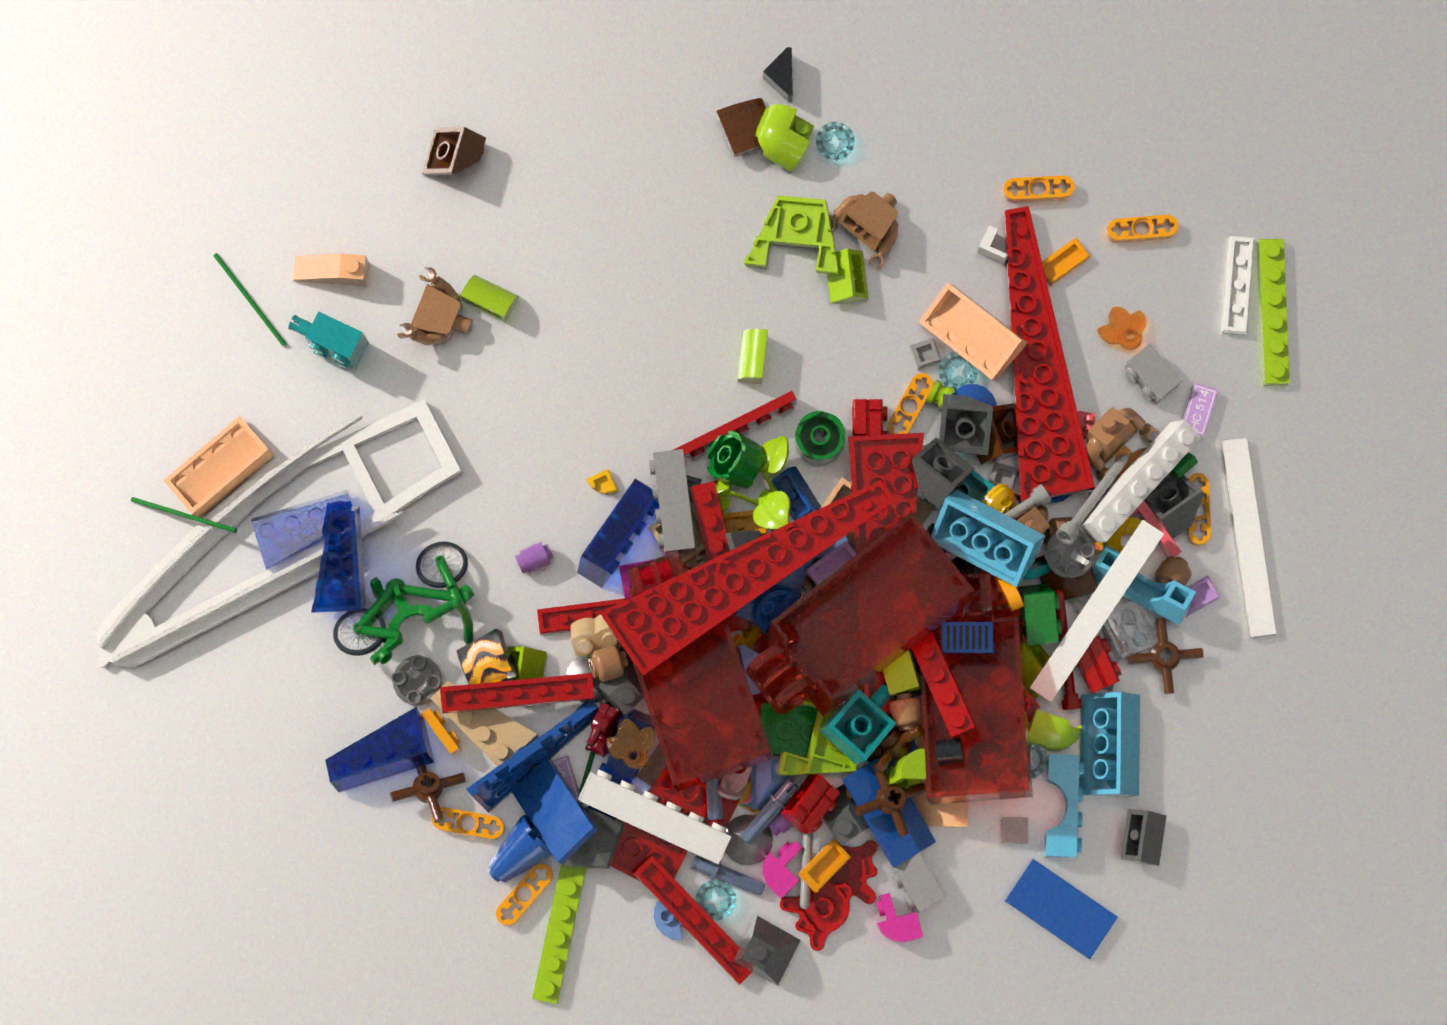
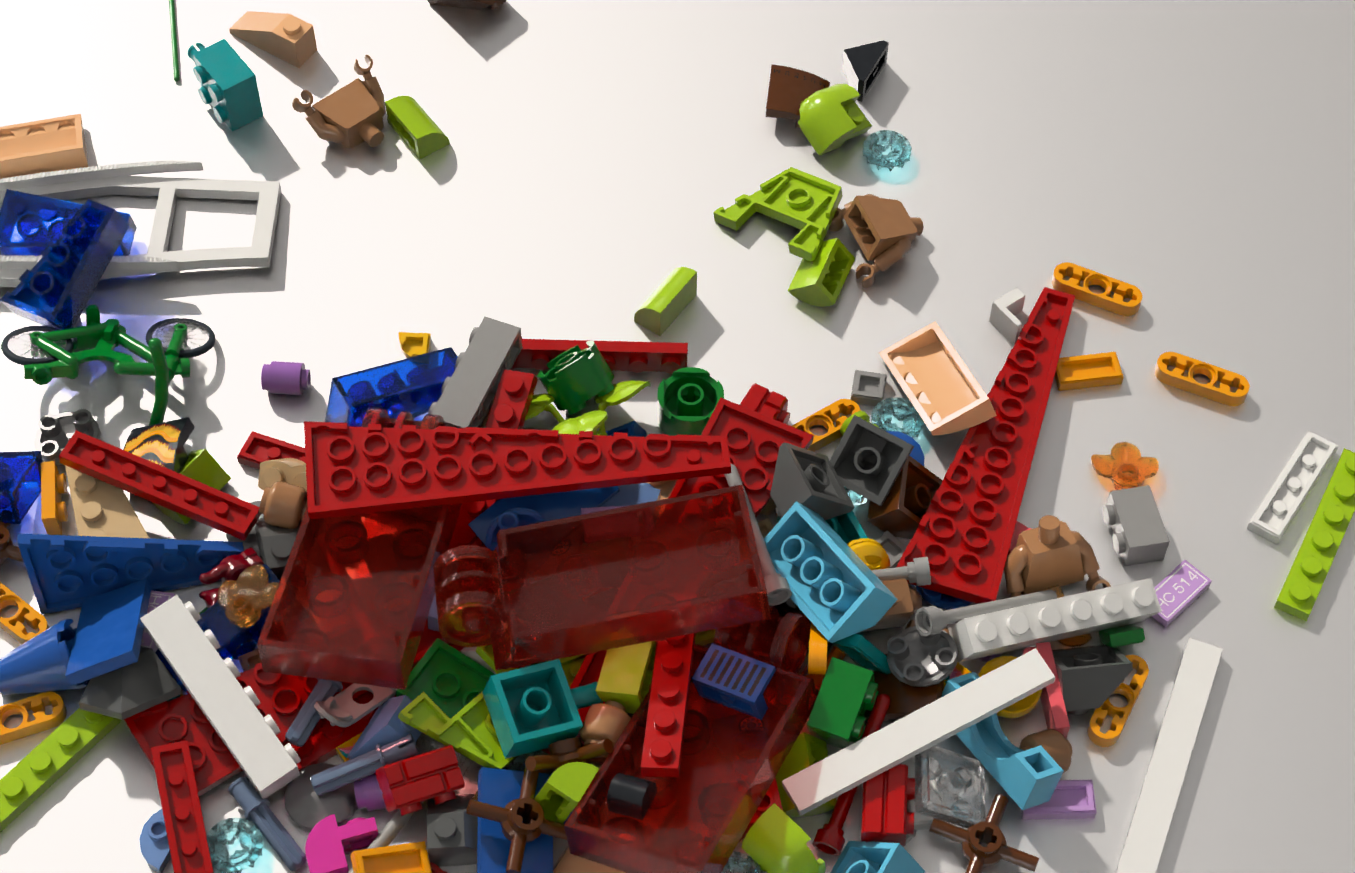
camera: 25 degrees right, 25 degrees down
(961, 562) = (776, 585): none -> light grey piece

